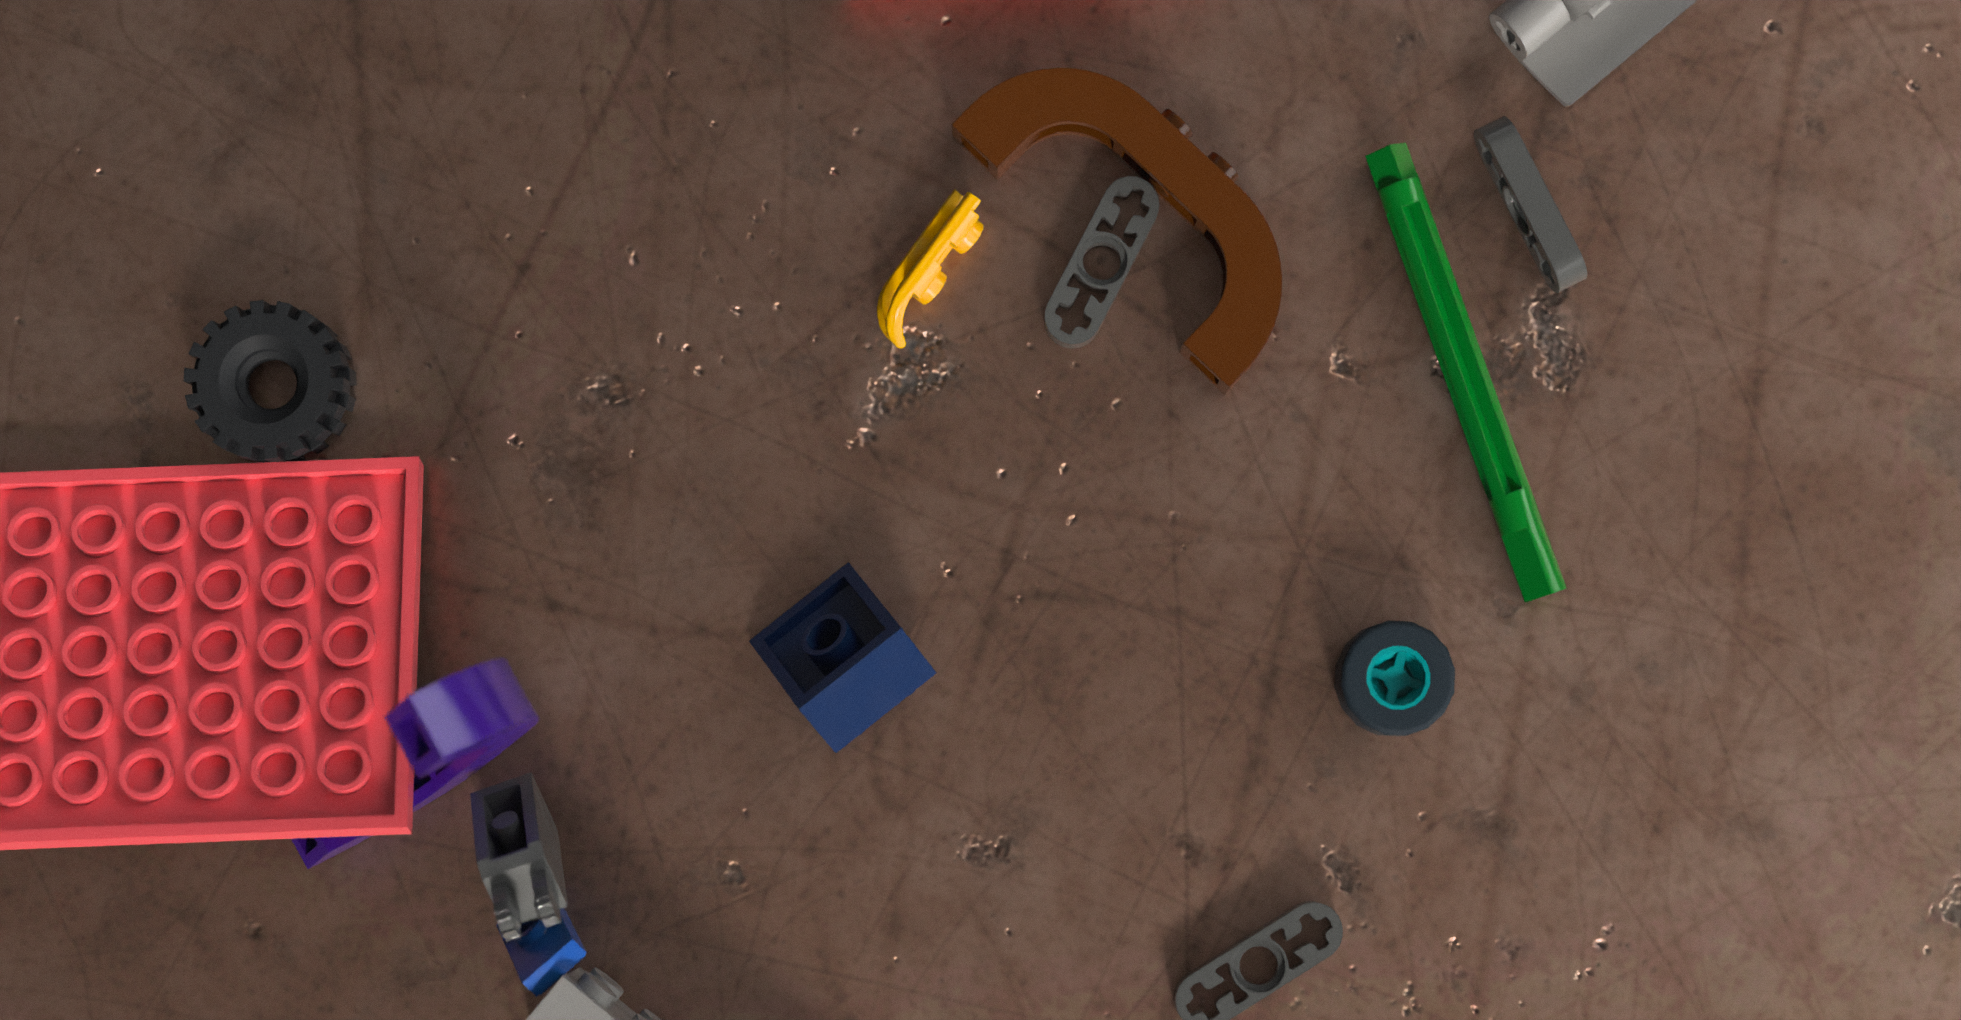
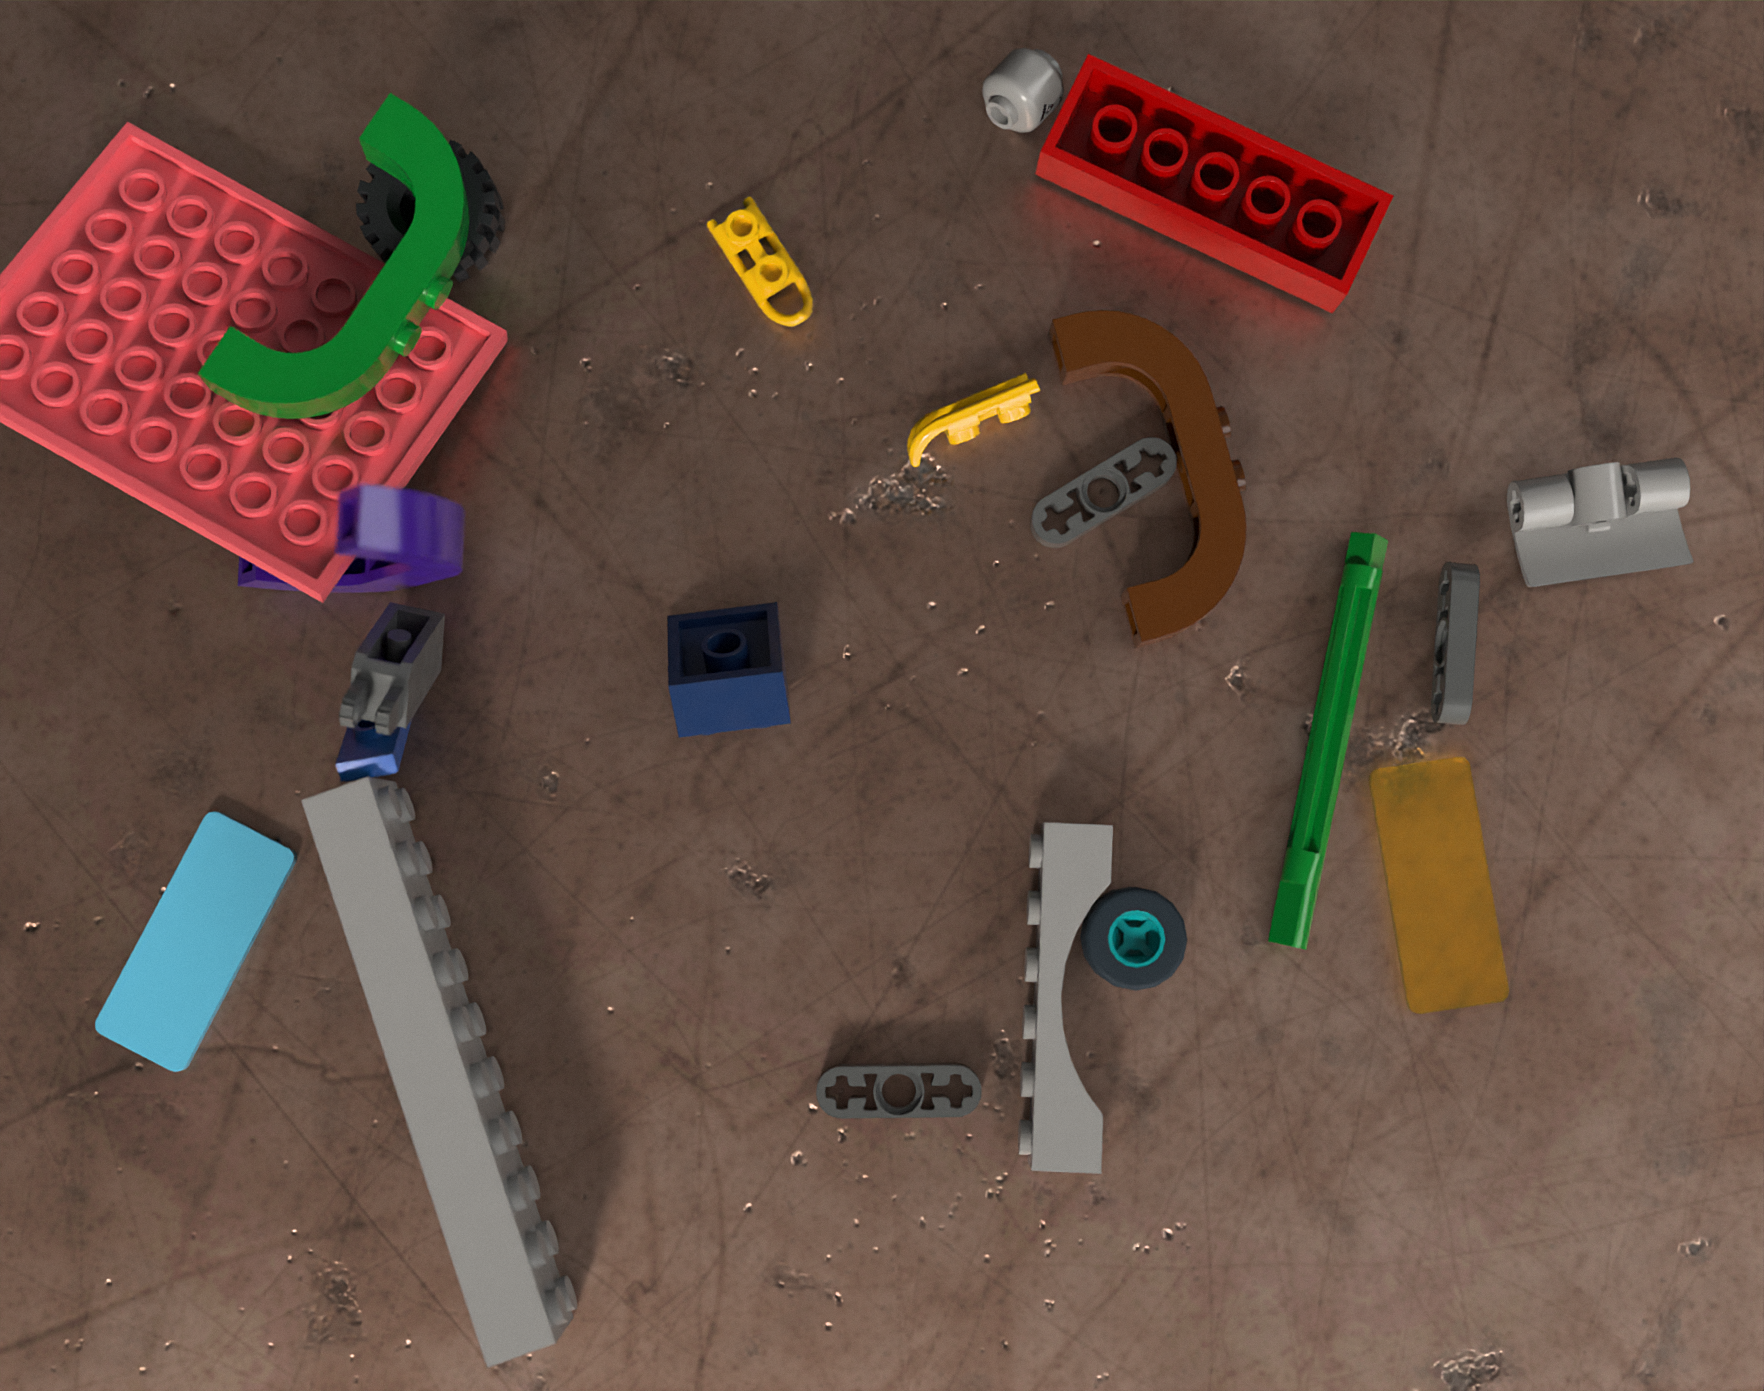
camera: 30 degrees right, 0 degrees up
(260, 633) = (390, 312): none -> green arch
(644, 242) = (771, 272): none -> yellow piece
(1299, 654) = (1063, 1119): none -> light grey arch
(1655, 448) = (1438, 885): none -> clear yellow piece

